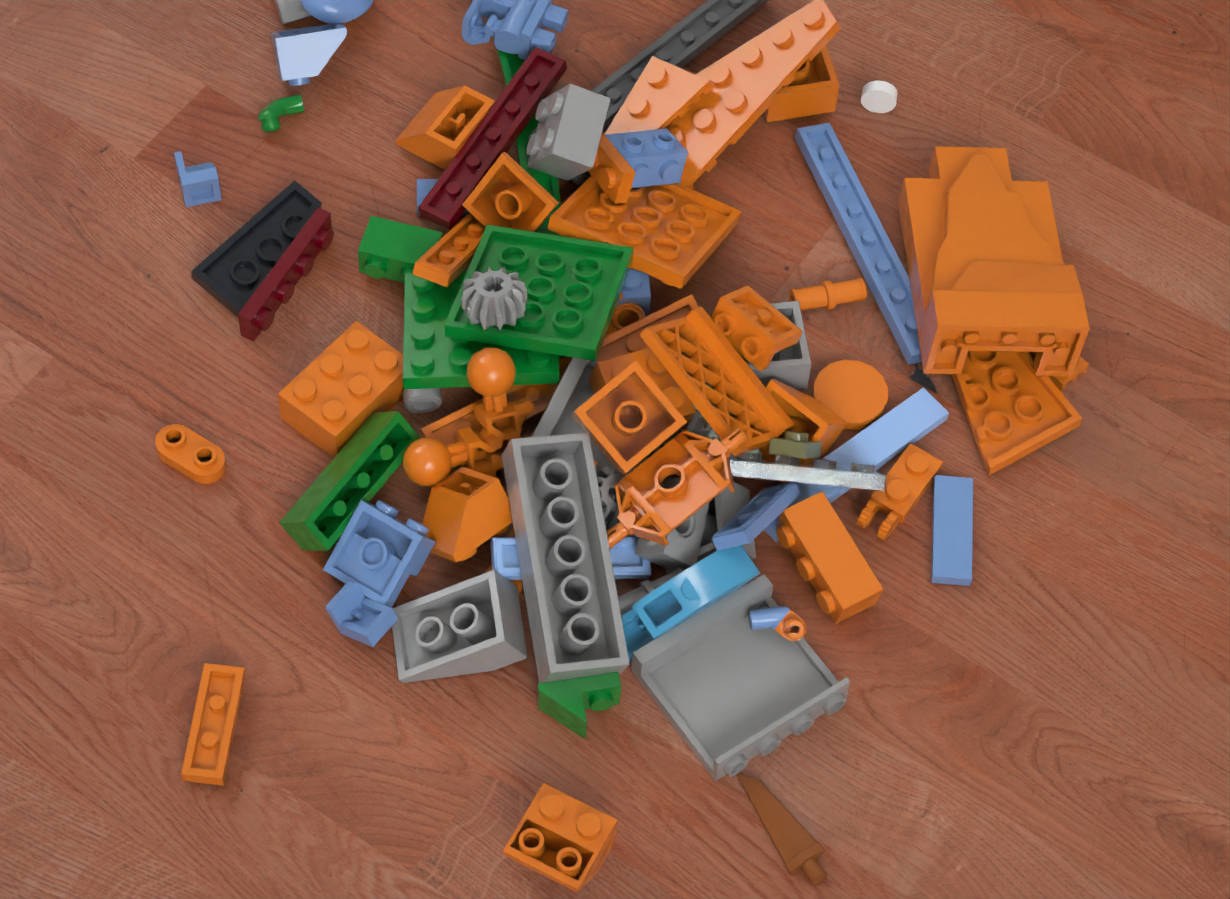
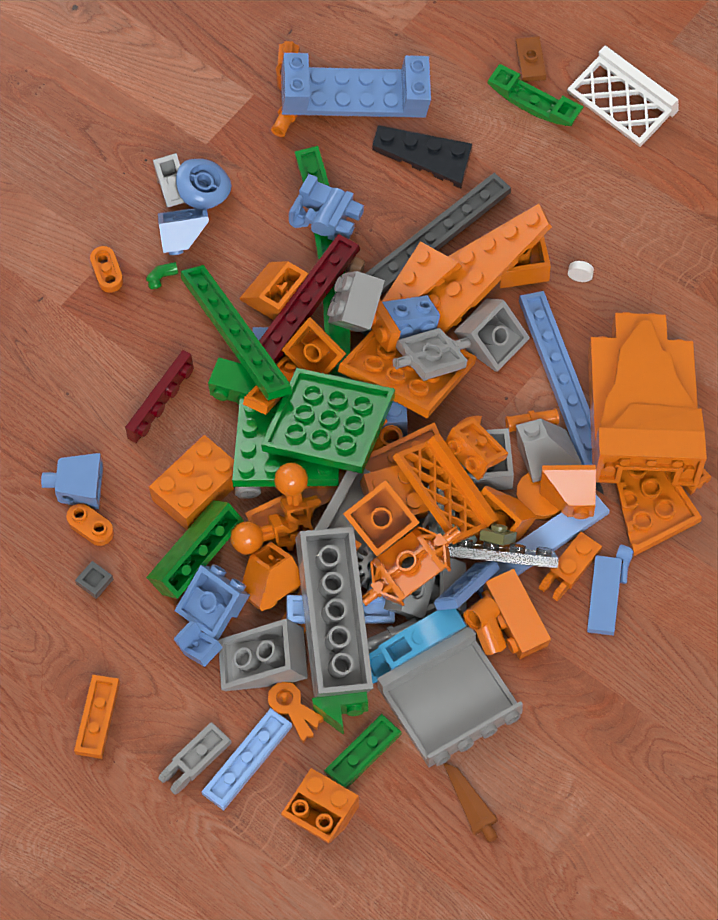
camera: 10 degrees right, 5 degrees up
(168, 391) = (77, 480): none -> medium blue torso
(197, 182) = (102, 325): medium blue panel -> none
(200, 529) = (94, 579): none -> dark grey plate
(201, 108) = (107, 271): none -> orange plate
(251, 252) = (136, 380): black wing -> none
(366, 777) = (196, 756): none -> light grey hinge
(396, 182) = (236, 333): none -> green plate
(442, 778) = (247, 759): none -> light blue tile
(494, 298) = (295, 427): light grey gear -> none
(497, 690) = (286, 700): none -> orange piece
(618, 759) = (363, 751): none -> green tile
(680, 203) = (431, 353): none -> light grey plate
(762, 179) = (493, 333): none -> light grey slope
(780, 619) = (480, 657): arm -> none
(782, 563) = (483, 618): none -> orange piece
(851, 332) = (544, 444): none -> light grey slope
(893, 380) = (570, 488): none -> slope
(978, 471) = (626, 554): none -> medium blue hand

